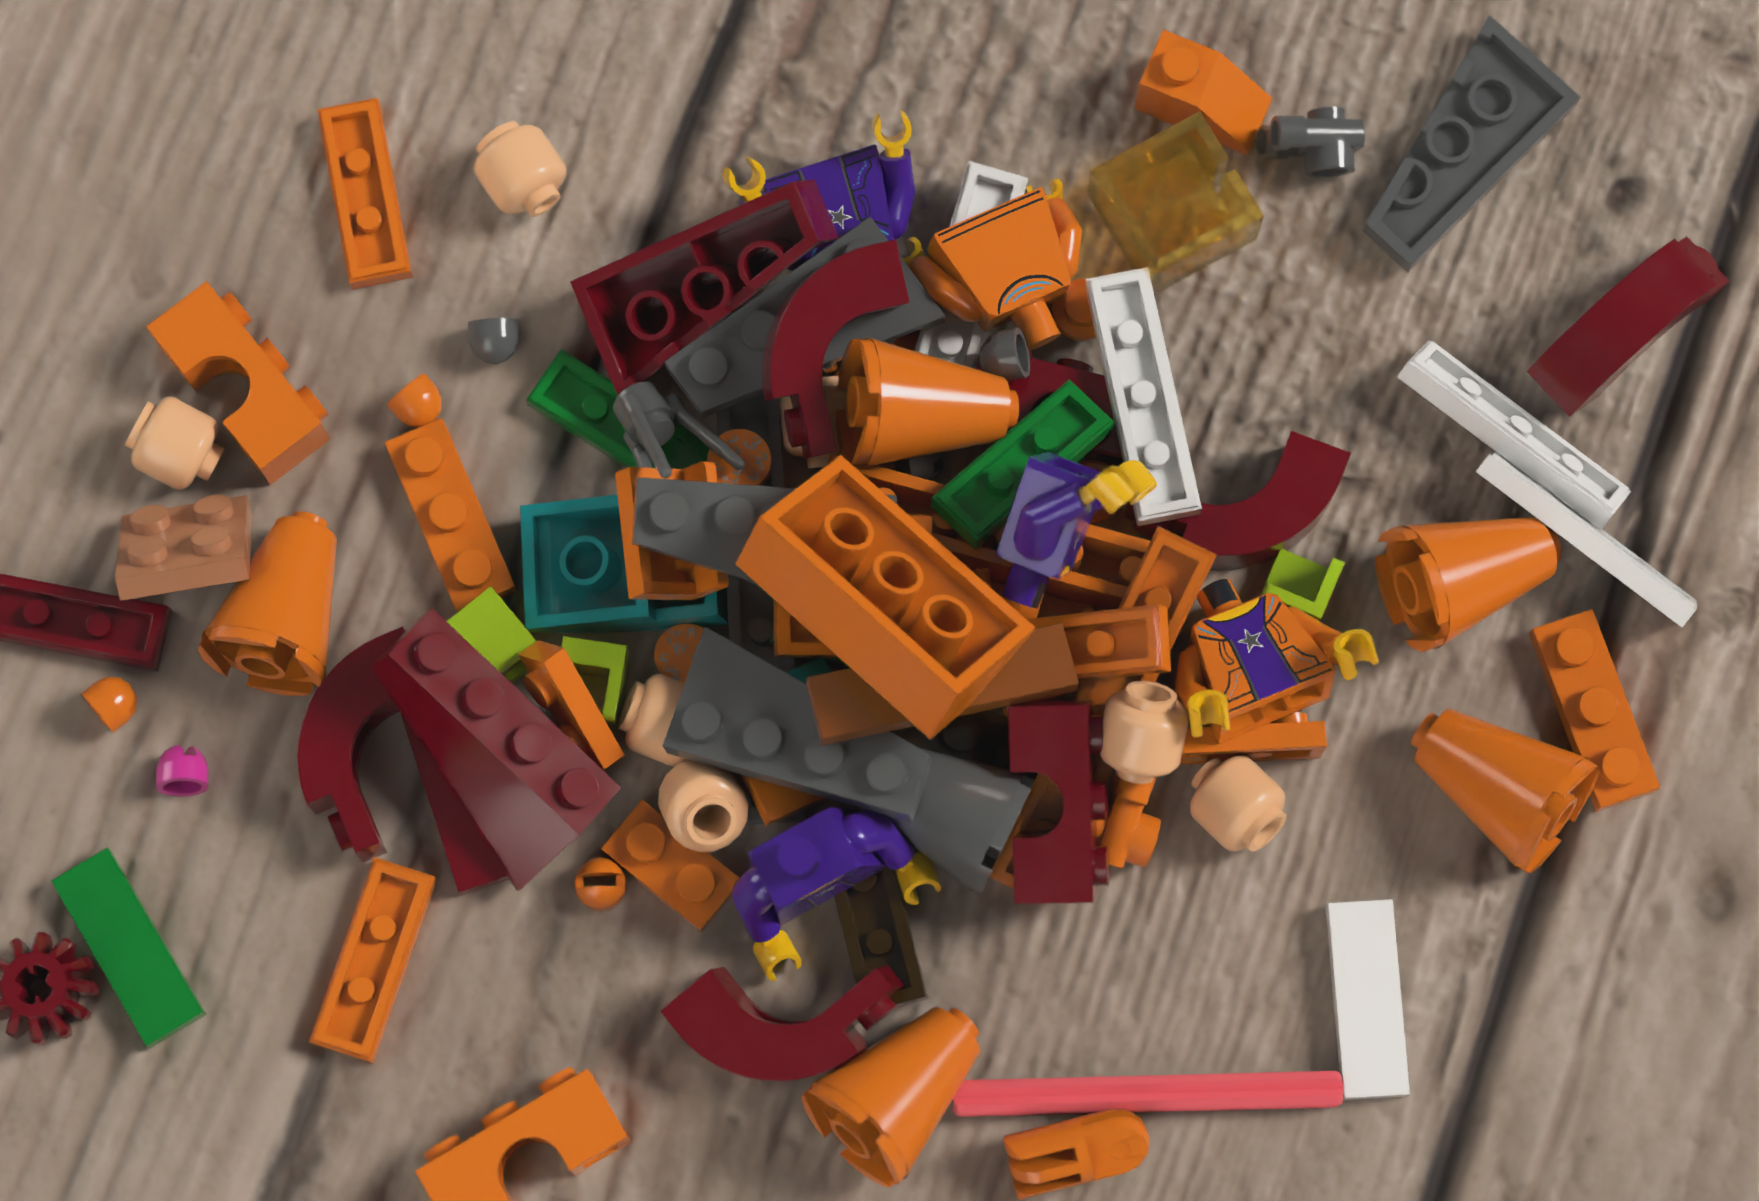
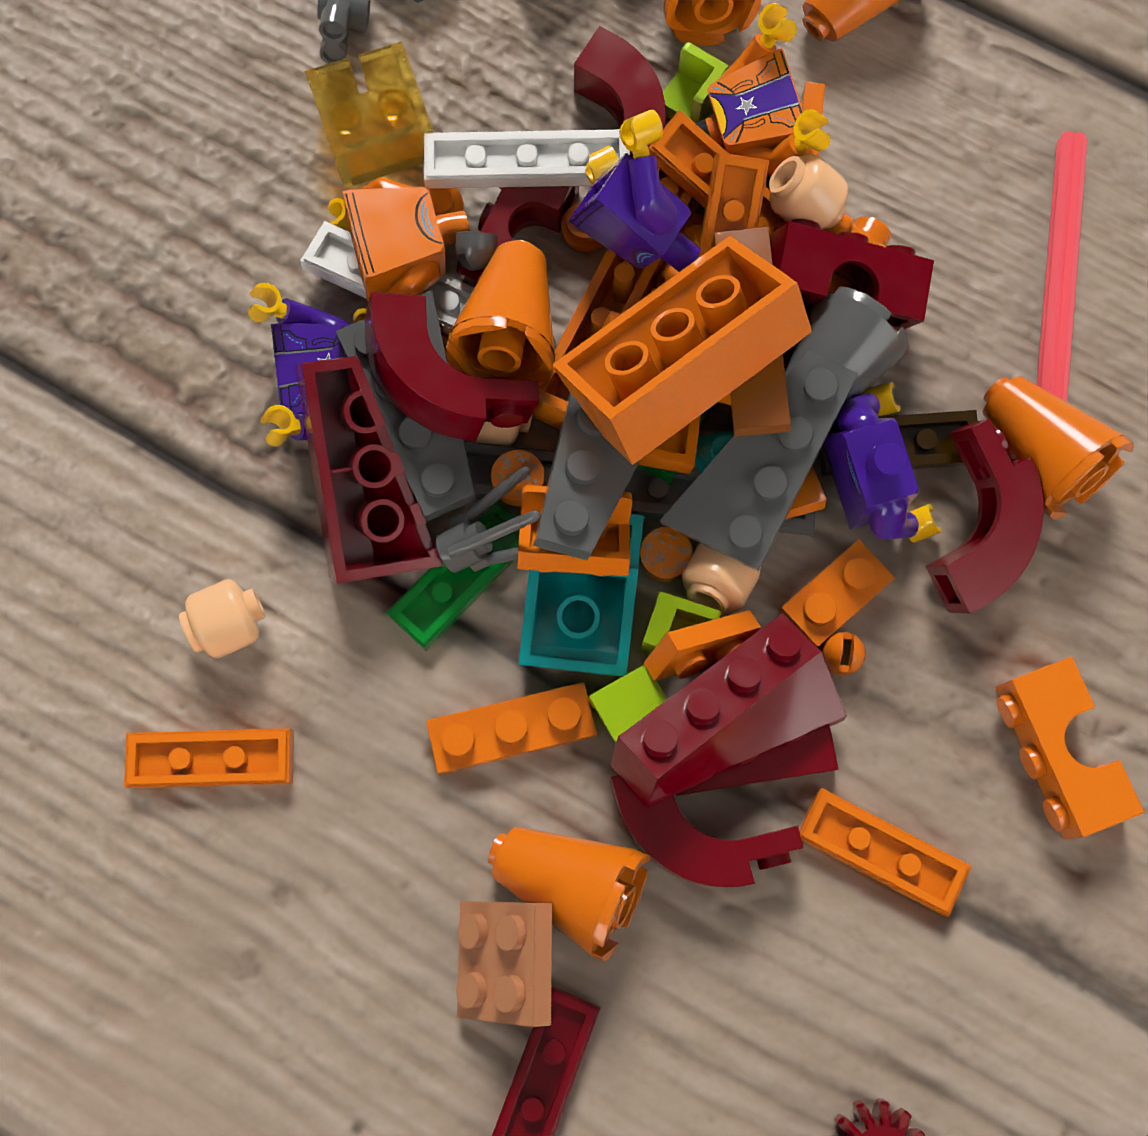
camera: 80 degrees left, 0 degrees up
(111, 701) = (626, 1050): orange hinge -> none
(128, 948) = (845, 1066): green tile -> none
(174, 443) = (403, 959): light nougat head -> none
(182, 773) = (696, 994): dark pink hinge -> none
(209, 339) = (311, 911): orange arch -> none
(417, 402) = (408, 740): orange hinge -> none
(493, 338) = (366, 667): dark grey hinge -> none
(702, 806) = (802, 555): light nougat head -> none
(984, 492) = (570, 254): green tile -> none
(1075, 1151) = (1106, 325): orange arm -> none
(1195, 78) = (275, 92): orange slope -> none
(1237, 803) = (859, 157): light nougat head -> none
(1367, 999) = (1006, 107): white tile -> none

